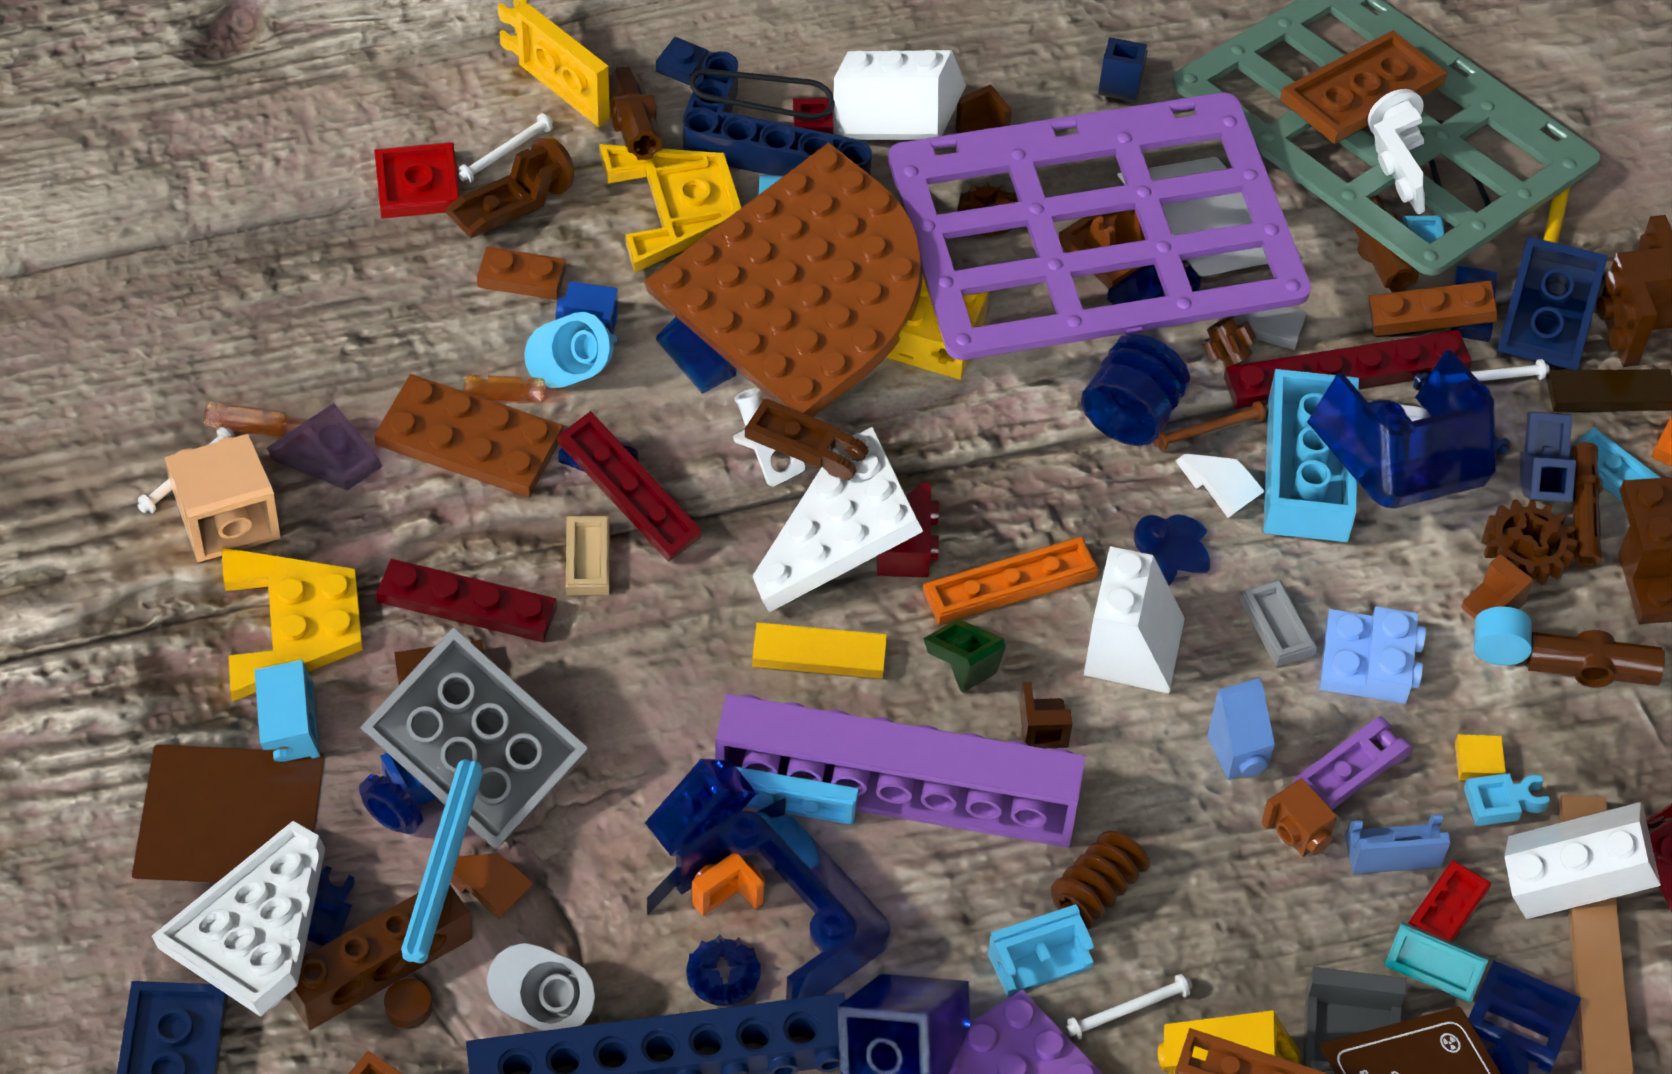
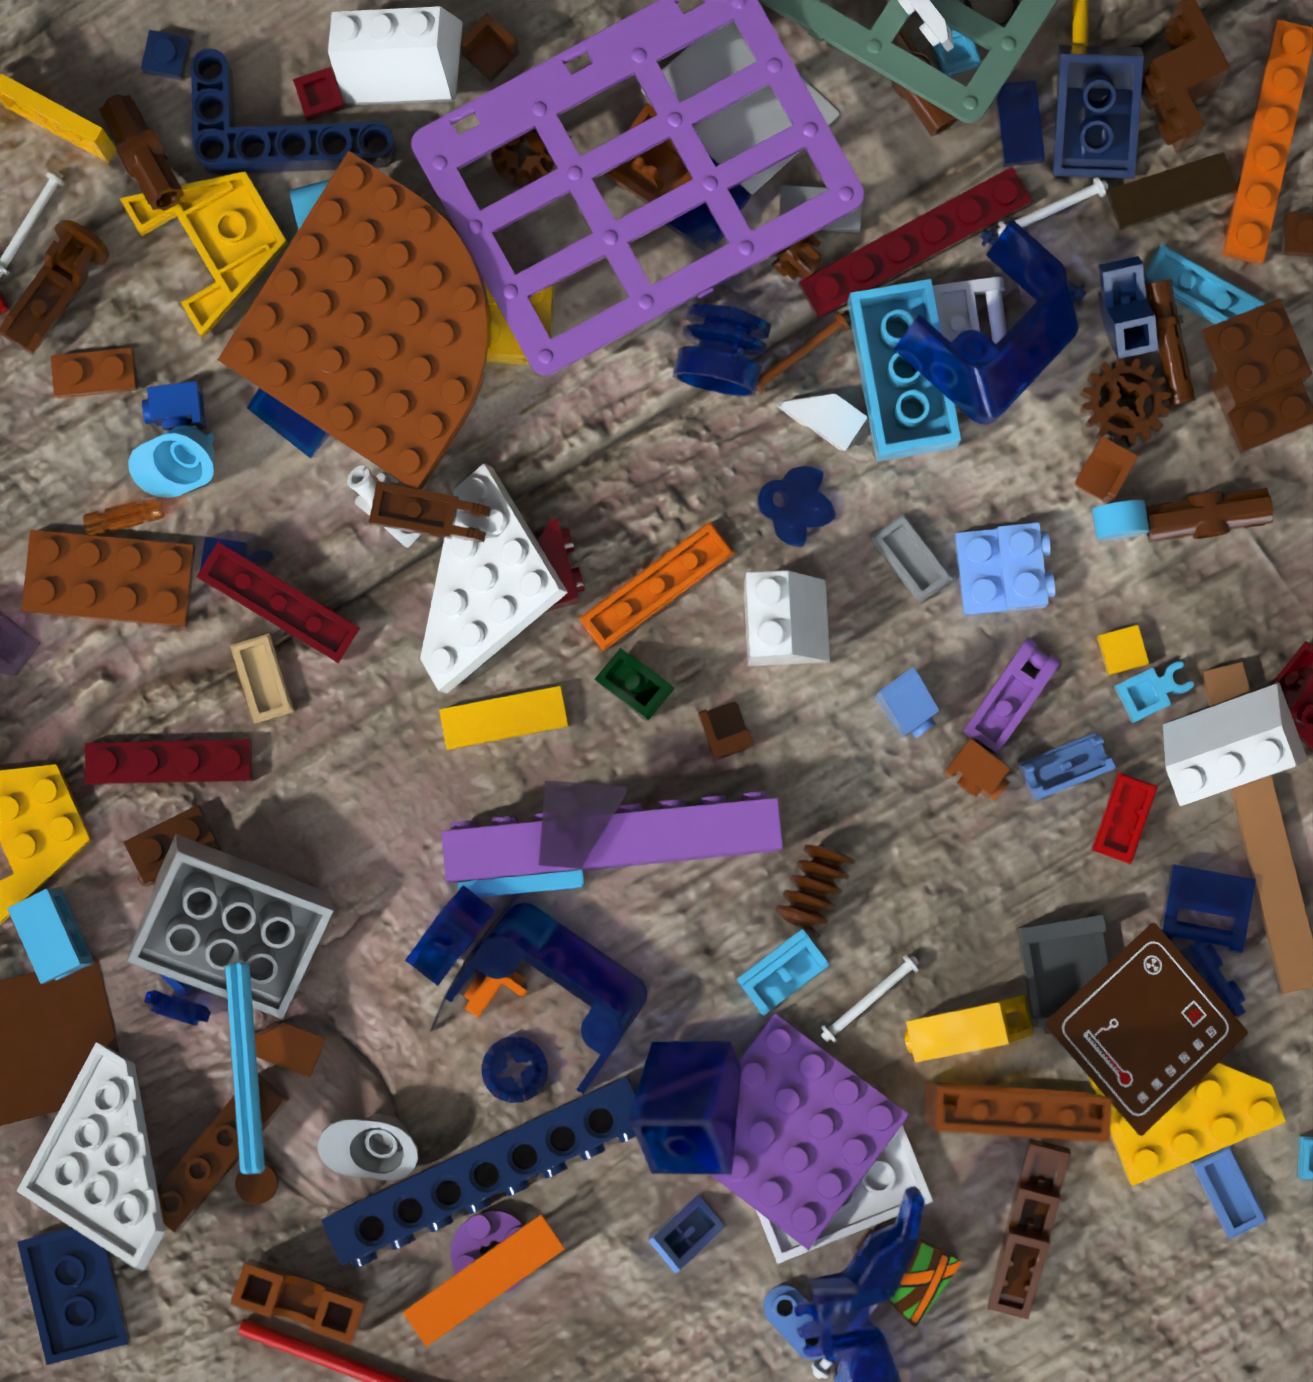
camera: 10 degrees left, 30 degrees up
(329, 909) = (160, 1122): clear blue plate -> none
(759, 106) = (209, 117): black piece -> none
(868, 715) = (575, 821): none -> clear purple wing
(1432, 308) = (982, 149): dark orange plate -> none
(1436, 961) = (1124, 878): teal tile -> none

